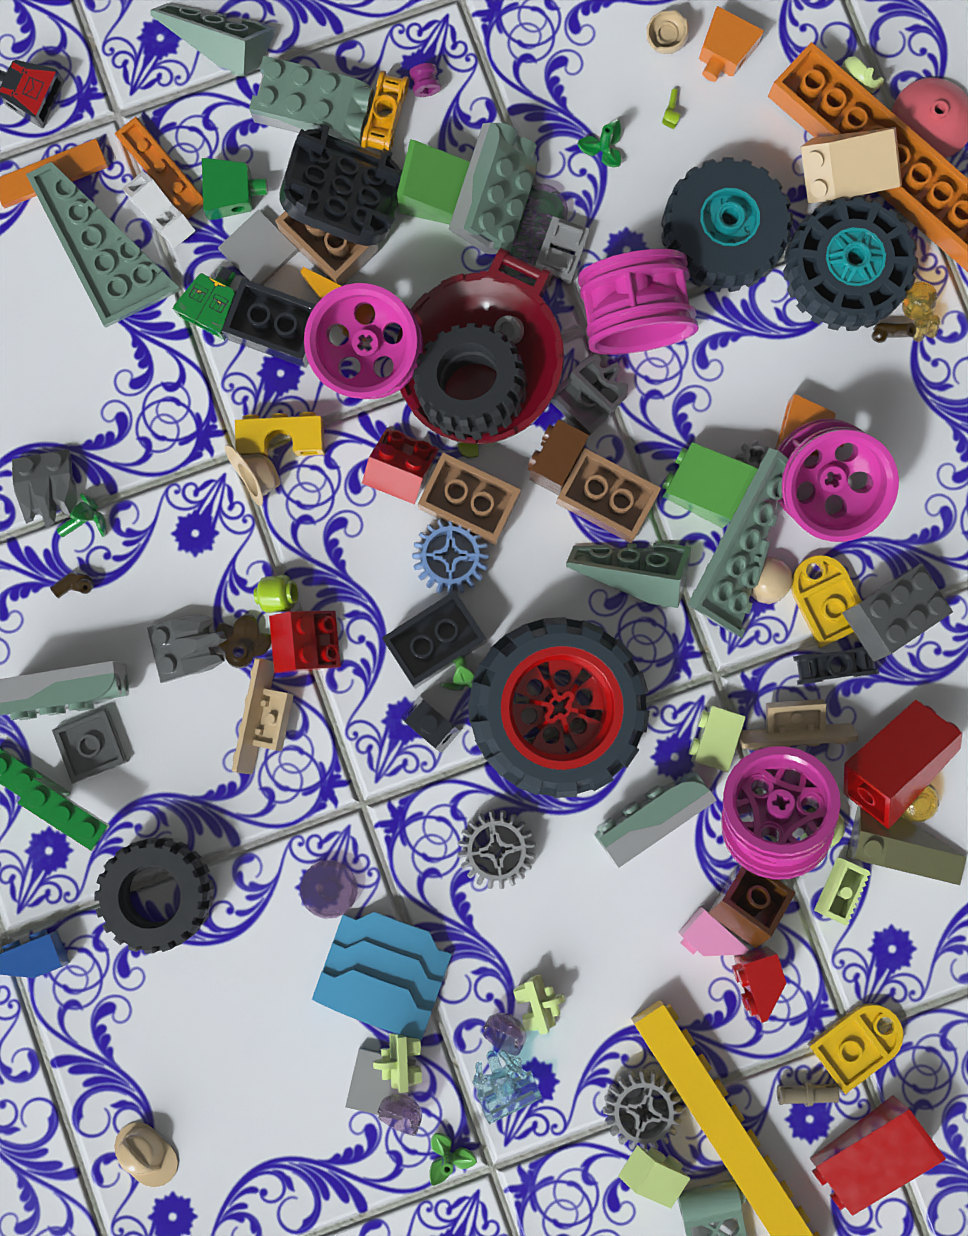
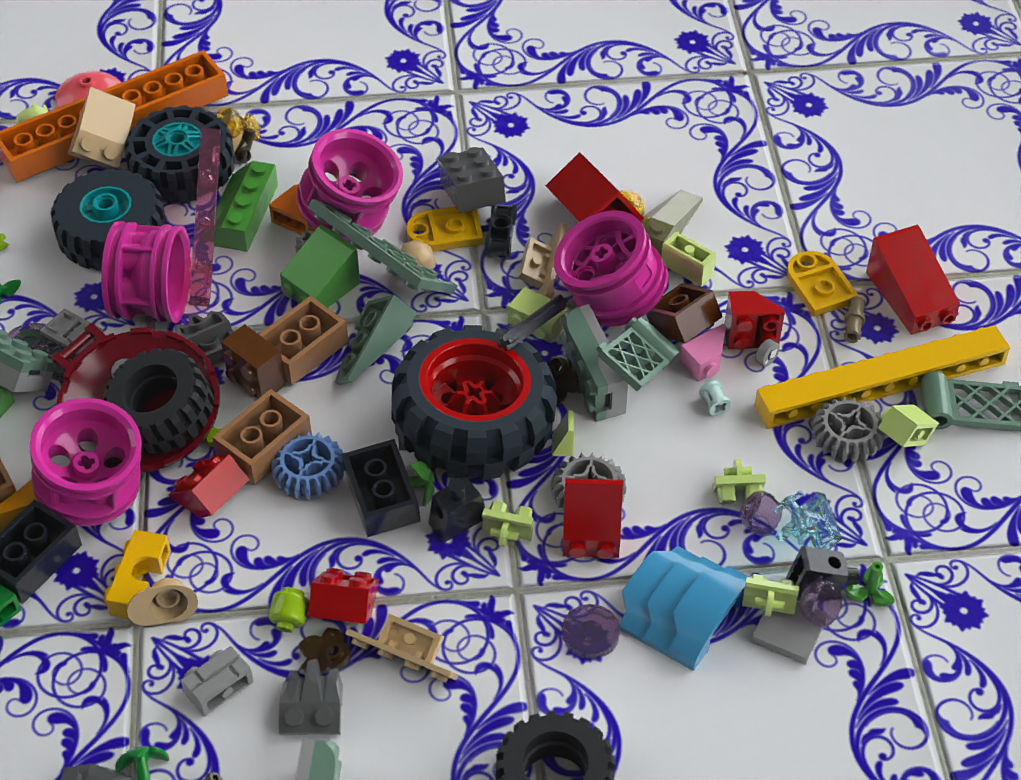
camera: 75 degrees left, 35 degrees down
(184, 553) = (216, 680): none -> light grey brick
(432, 791) = (507, 525): none -> yellowish green hips
(436, 867) = (592, 518): none -> red slope
(439, 1108) = (823, 564): none -> black torso
(547, 810) = (564, 436): none -> yellowish green slope
(624, 786) = (565, 379): none -> dark brown plate
(650, 957) = (715, 398): none -> light aqua bush
(668, 747) = (532, 322): none -> black axle
(696, 877) = (643, 339): none -> sand green piece
(730, 1003) = (767, 352): none -> light grey tile
(750, 331) = (205, 217): none -> clear pink piece
(794, 360) = (244, 205): none -> bright green slope

